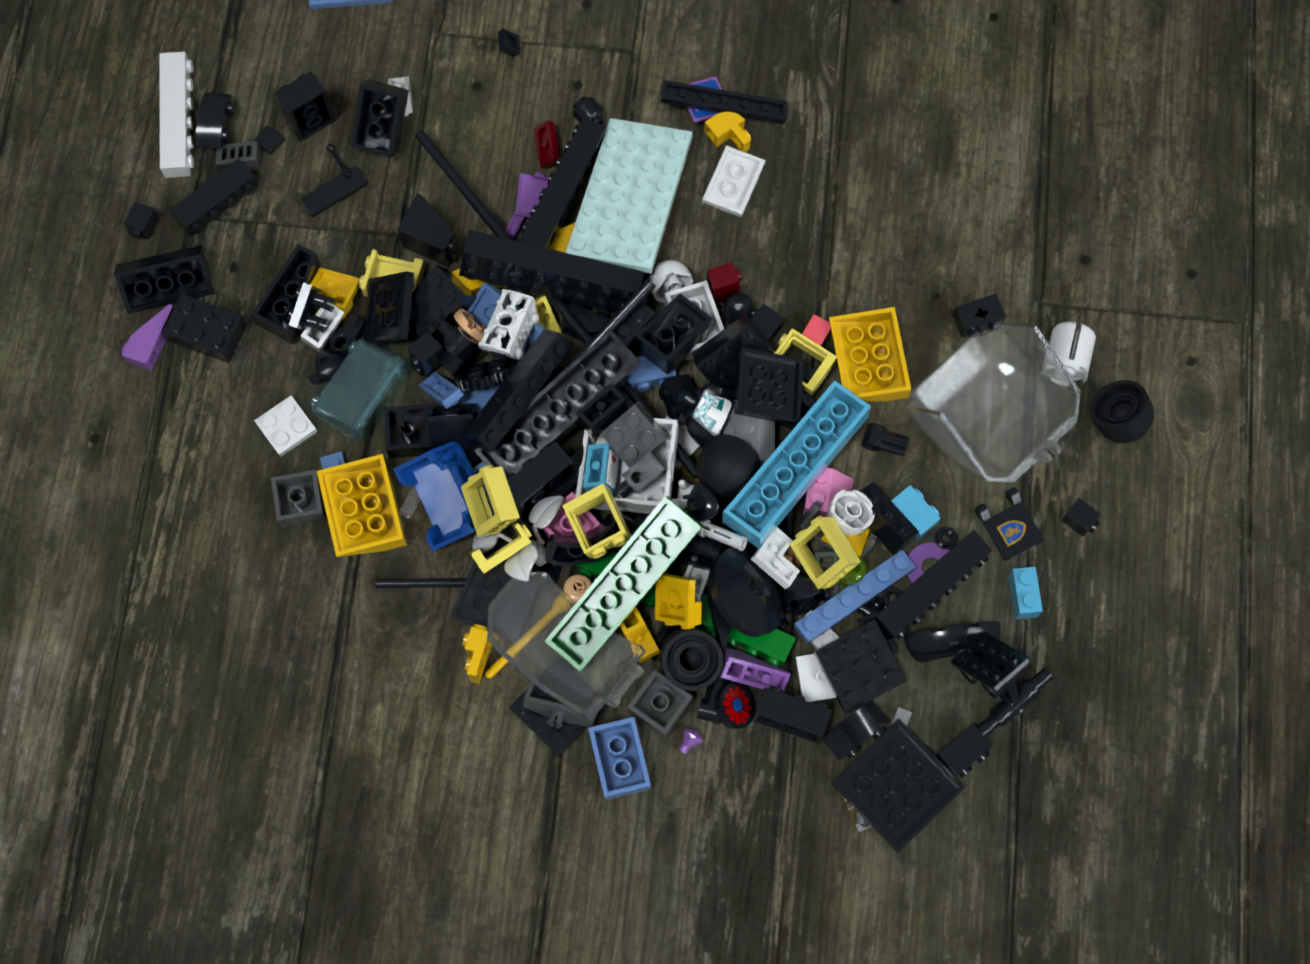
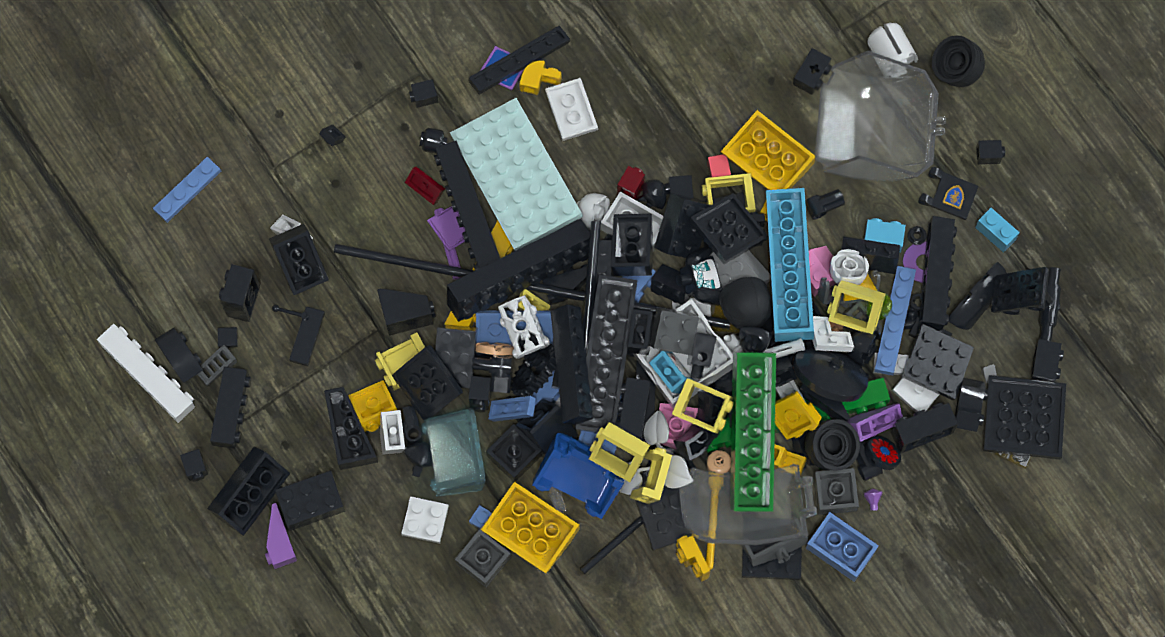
camera: 40 degrees left, 0 degrees up
(302, 315) = (377, 435): black plate -> none
(617, 68) = (423, 93): none -> black brick

